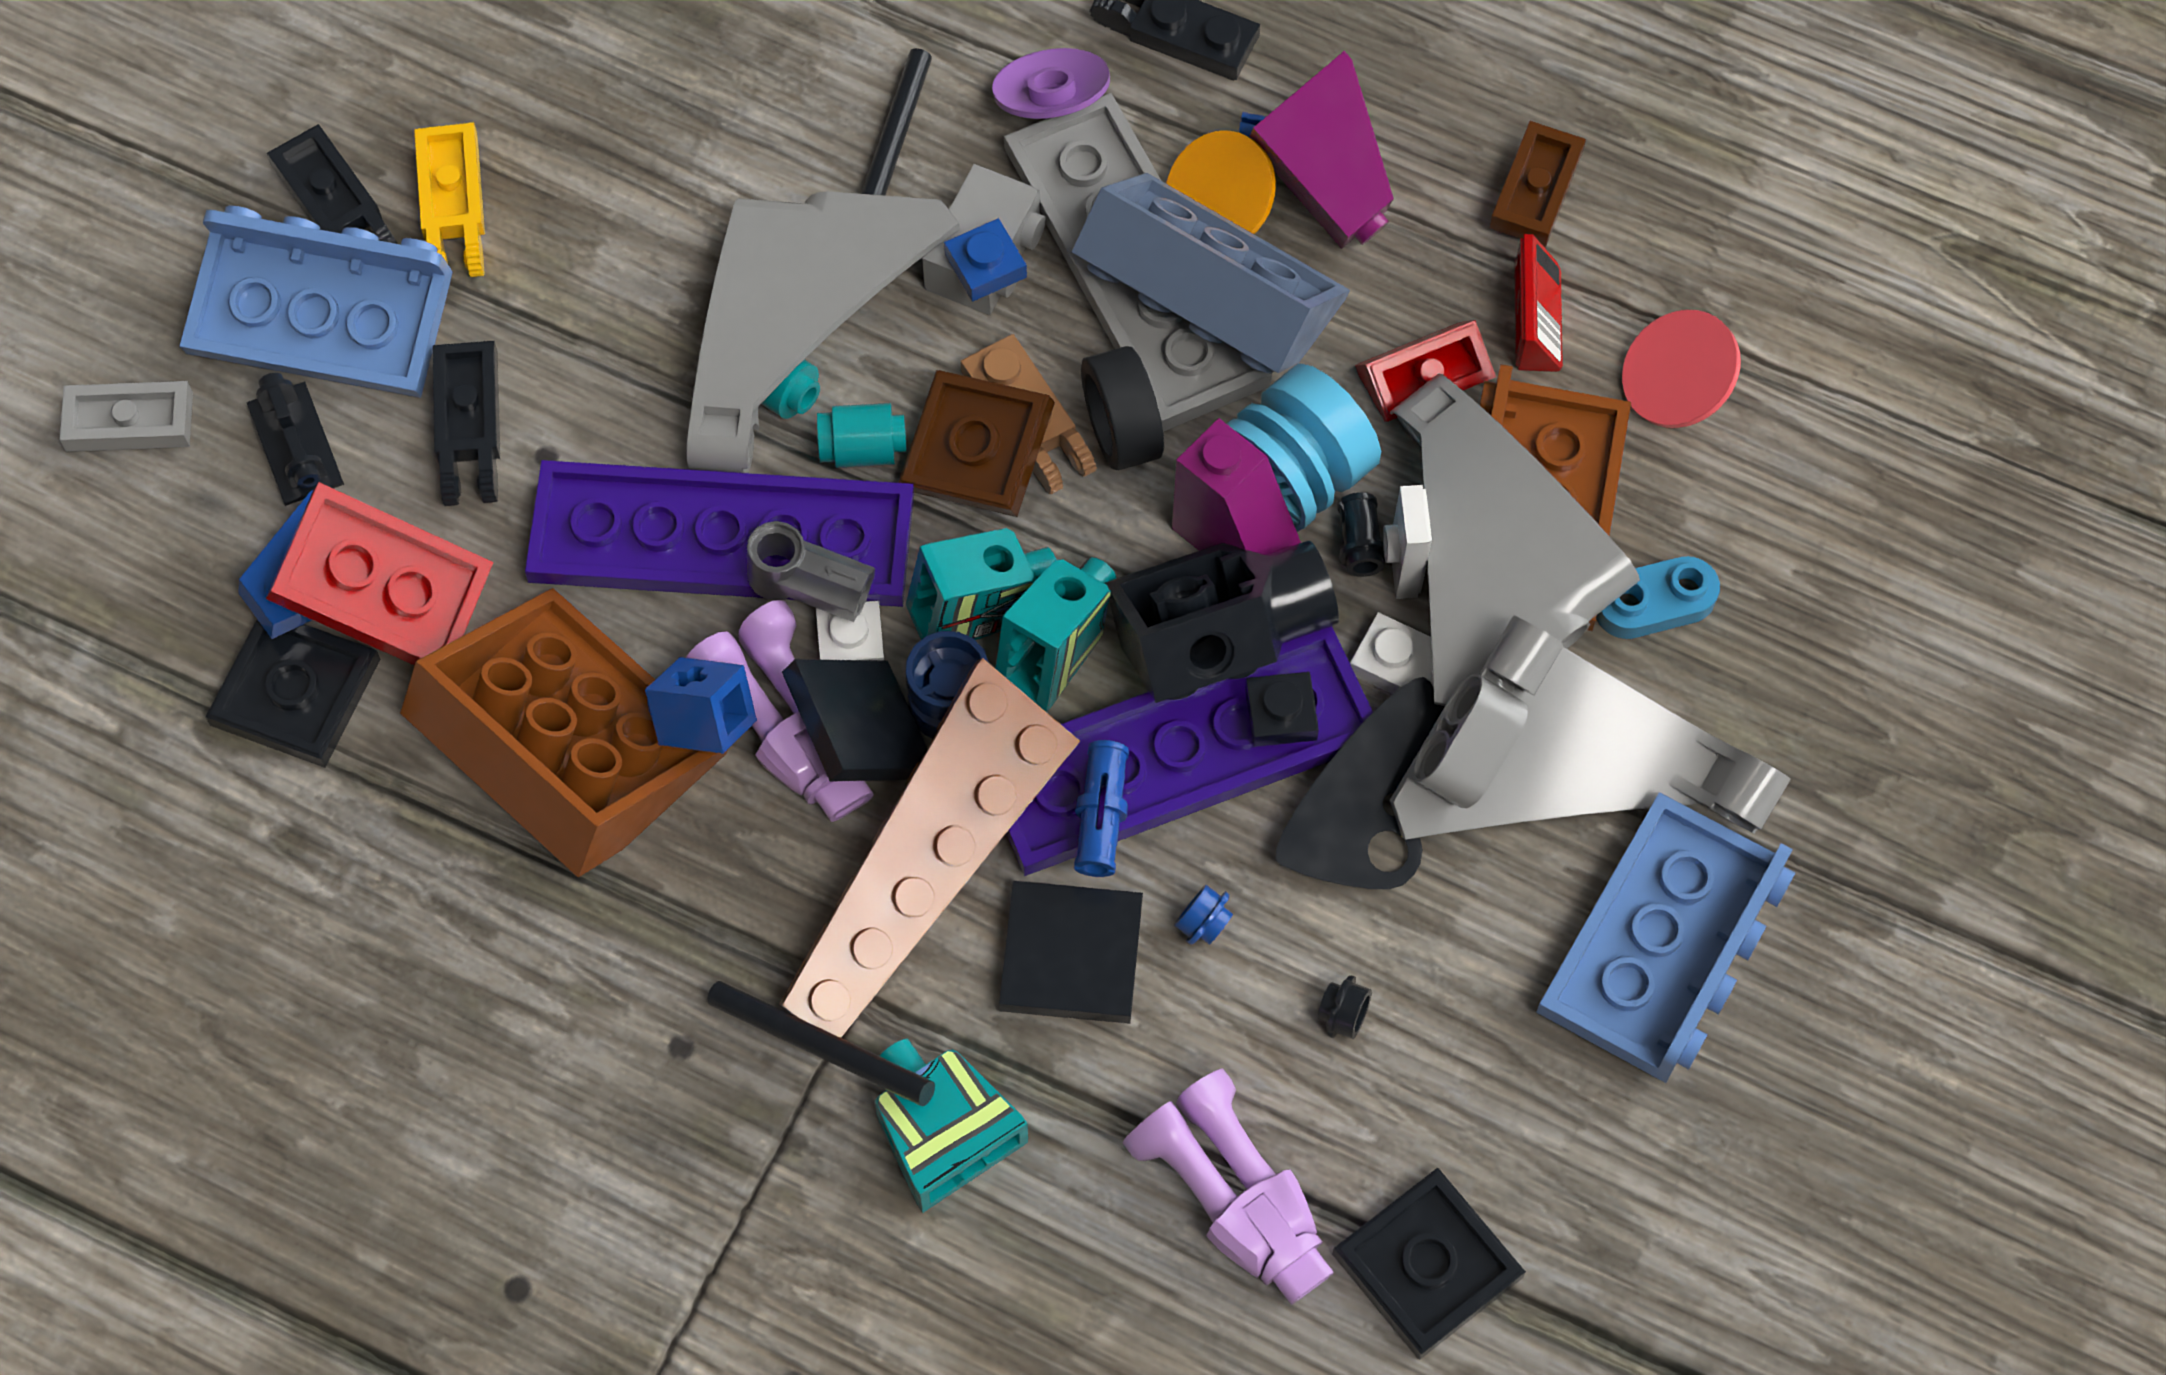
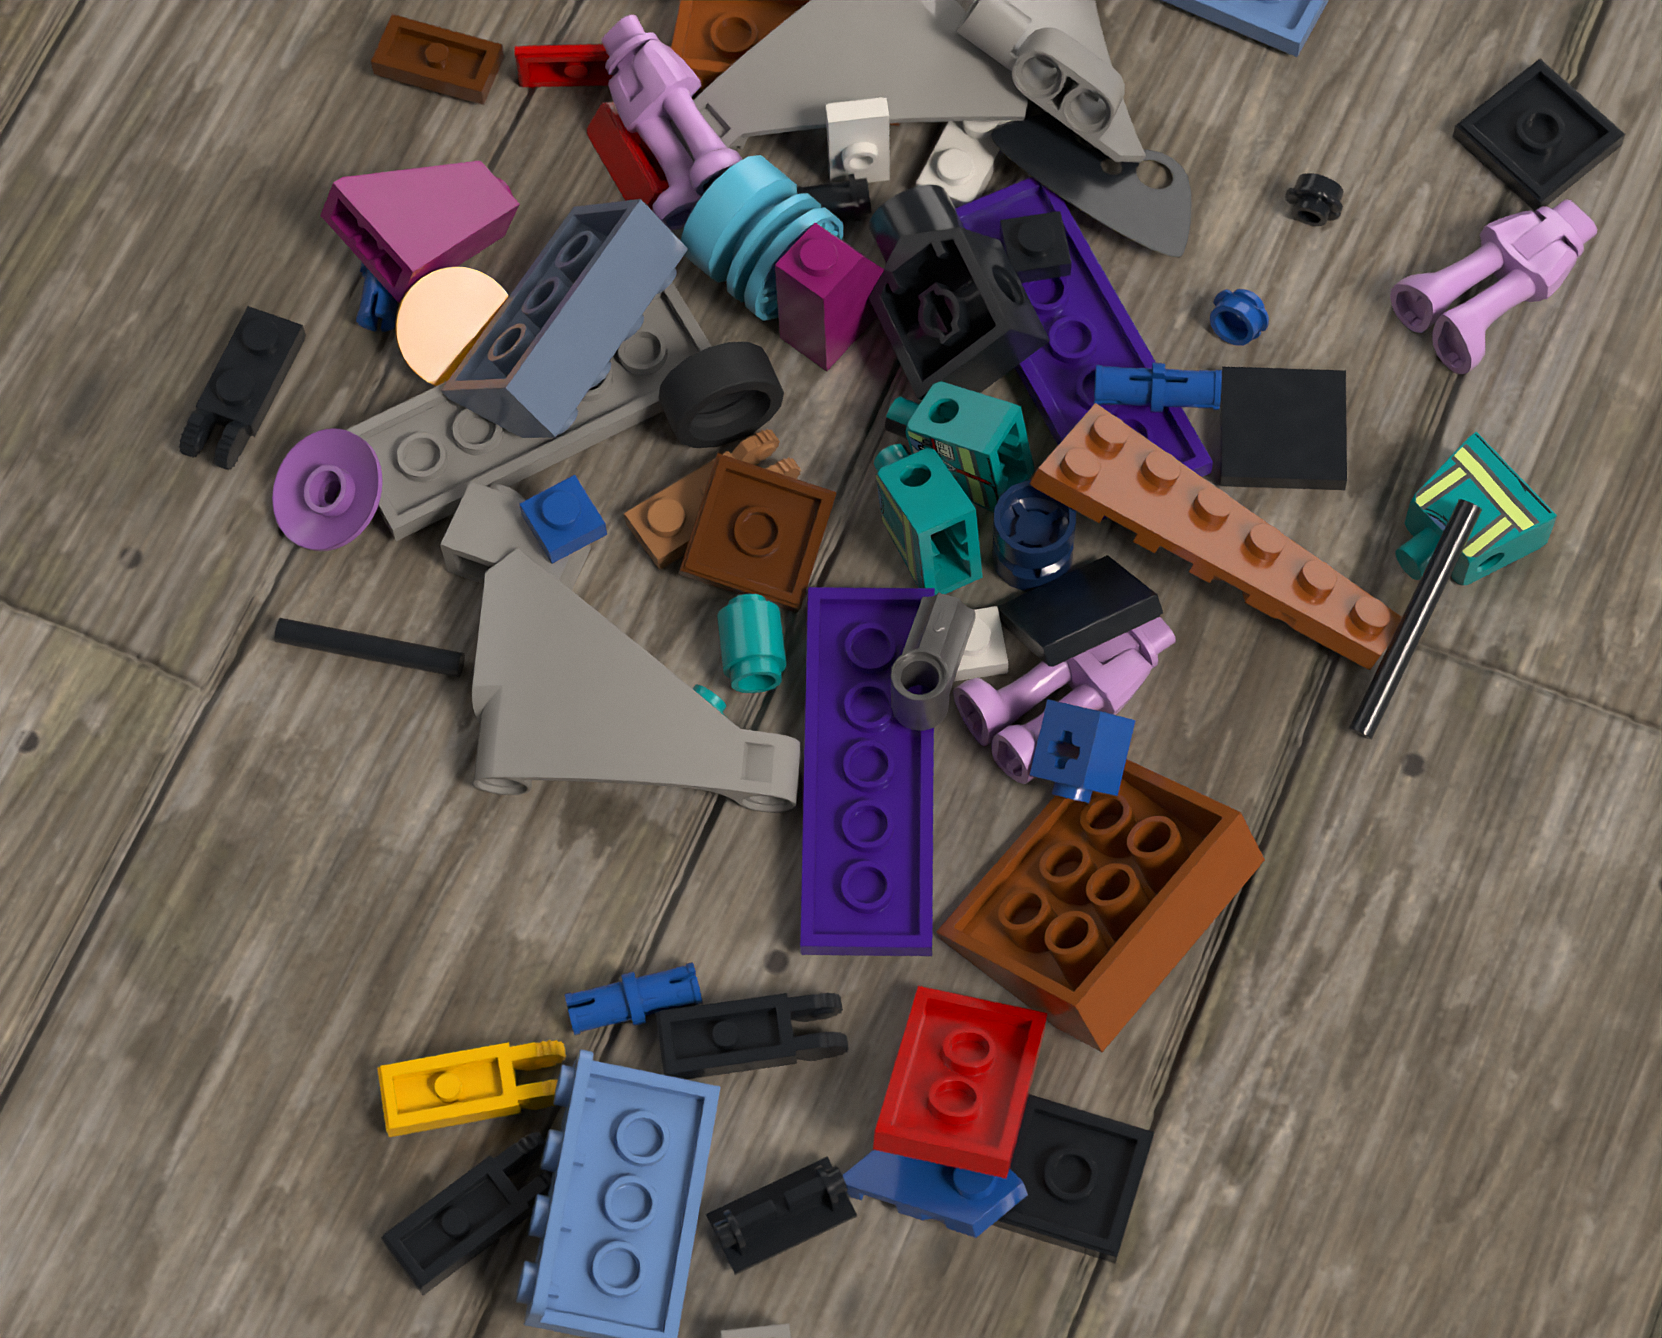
camera: 90 degrees left, 0 degrees up
(517, 330) = (633, 998): none -> blue pin
(1460, 353) = (651, 89): none -> lavender piece

